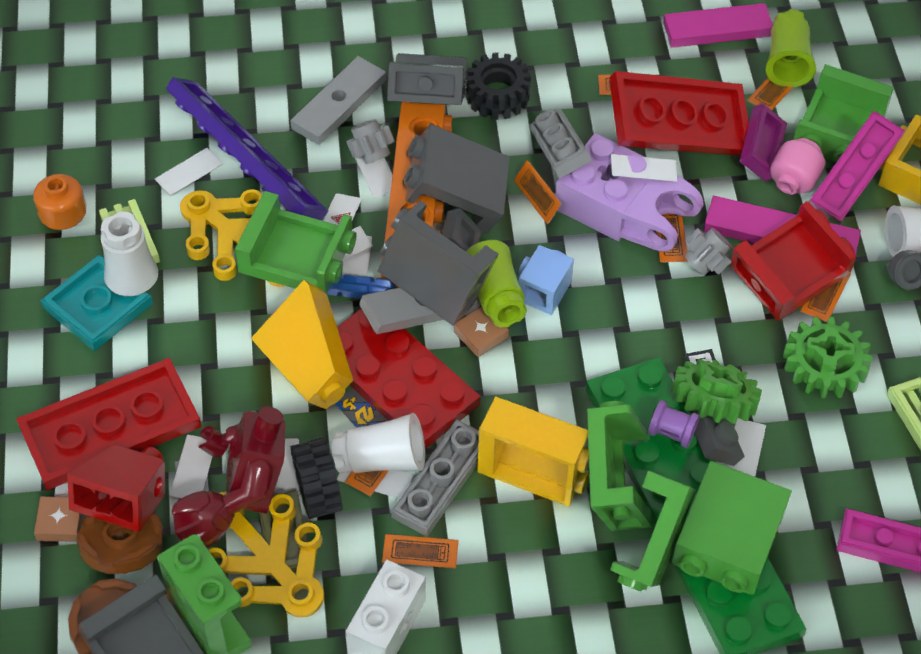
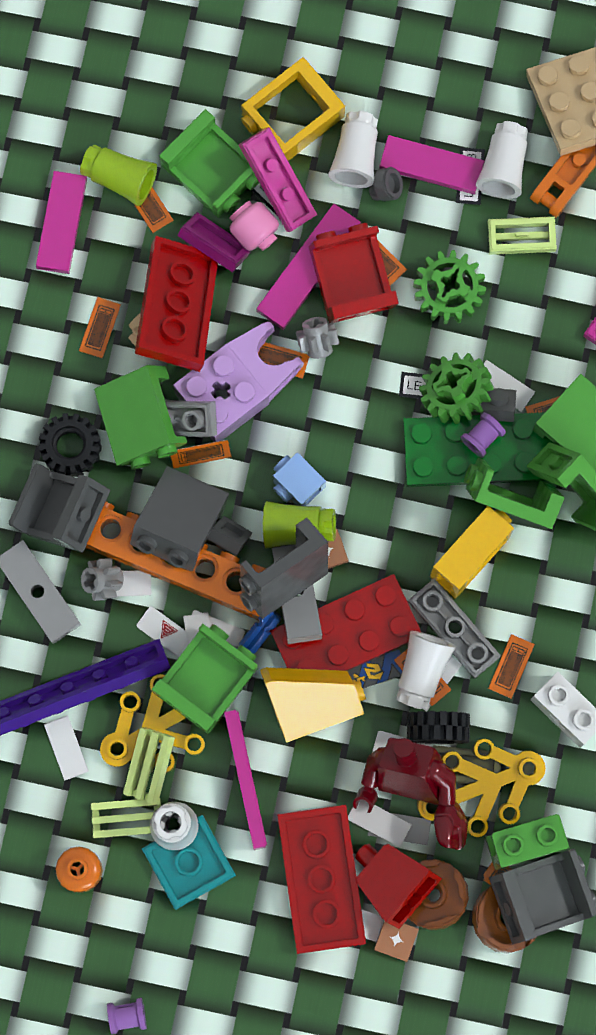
camera: 70 degrees left, 25 degrees up
(187, 228) = (143, 764): none -> yellowish green tile
(198, 320) = (245, 779): none -> dark pink tile
(542, 115) = (138, 417): none -> bright green panel
(655, 168) = (235, 347): white sticker -> none

